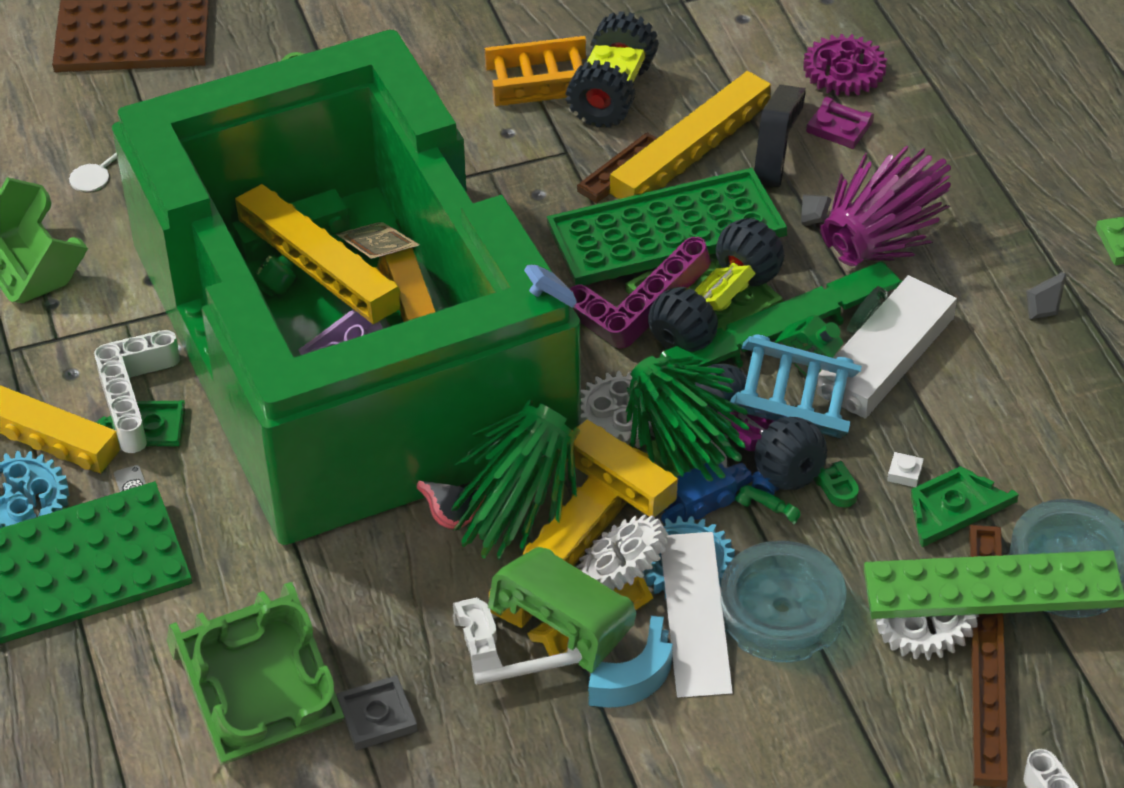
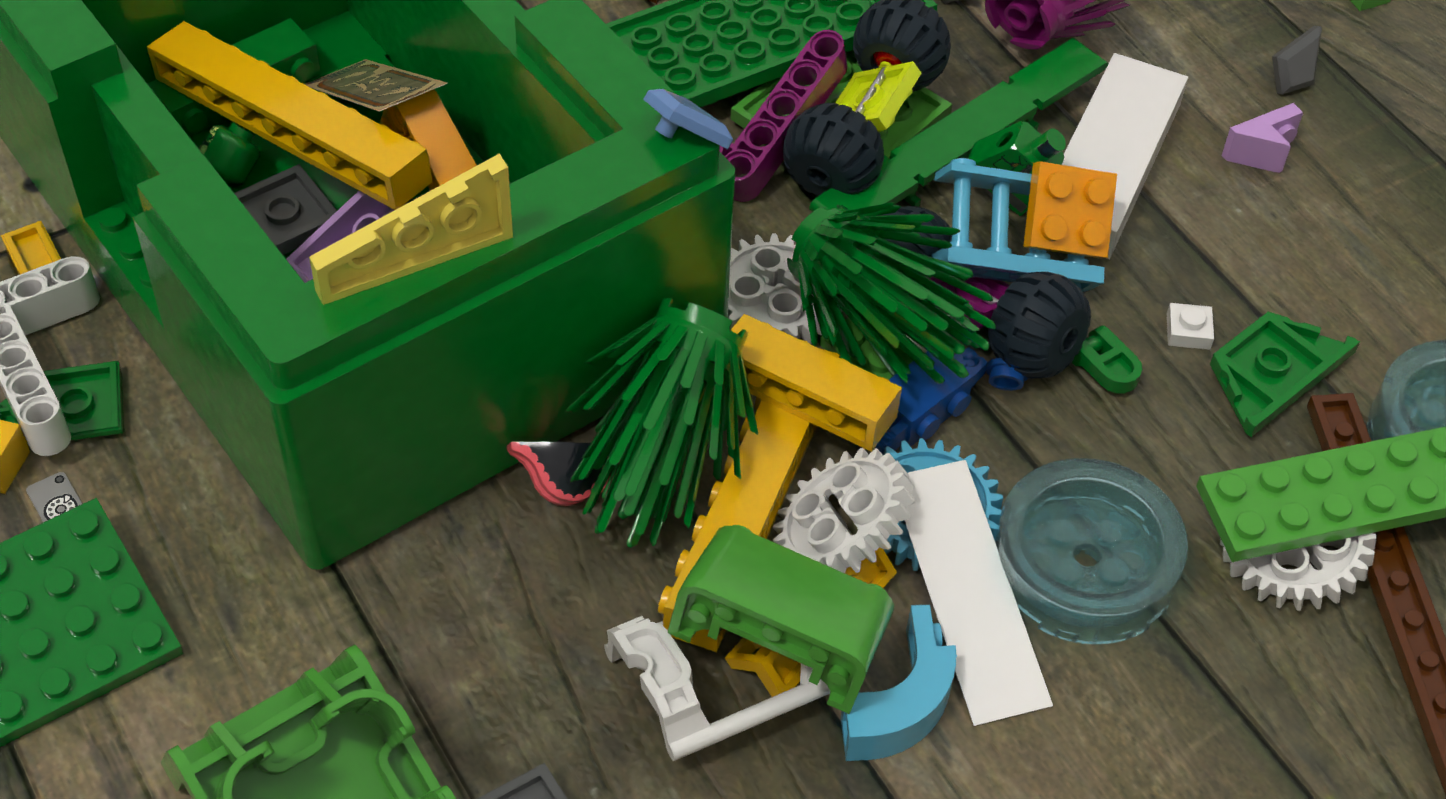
camera: 15 degrees left, 5 degrees up
(141, 321) = (30, 247): none -> yellow tile
(303, 316) = (287, 207): none -> dark grey plate
(367, 336) = (429, 230): none -> light yellow wing
(767, 499) = (1025, 400): green arm -> none
(830, 379) = (1070, 210): none -> light orange plate
(867, 309) = (1078, 104): clear green tile -> none
(1000, 348) = (1264, 139): none -> lavender slope

